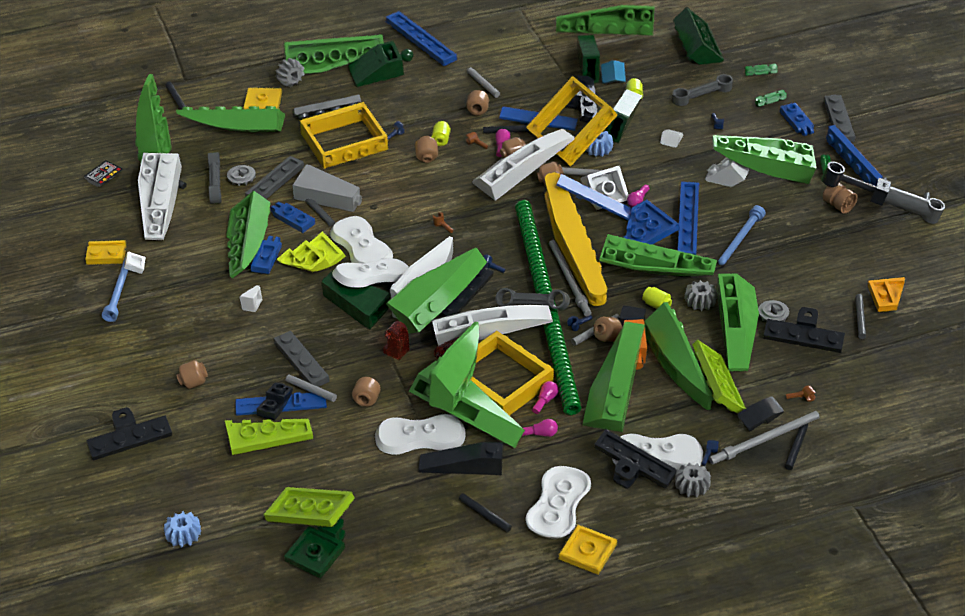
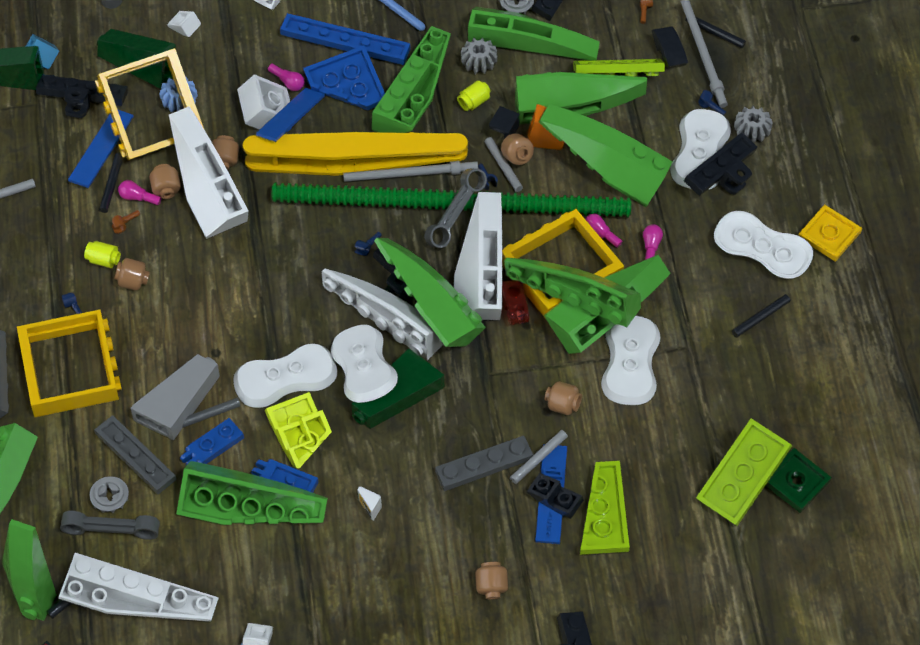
camera: 80 degrees left, 15 degrees up
(182, 529) = (744, 609): light blue gear -> none
(397, 339) = (490, 355): clear red leg -> none
(439, 221) = (273, 282): dark orange hand -> none
(474, 458) = (679, 311): black wedge -> none
(477, 102) = (54, 203): medium nougat head -> none
(577, 171) = (223, 119): light grey bar -> none
(635, 86) = (83, 37): neon yellow brick -> none

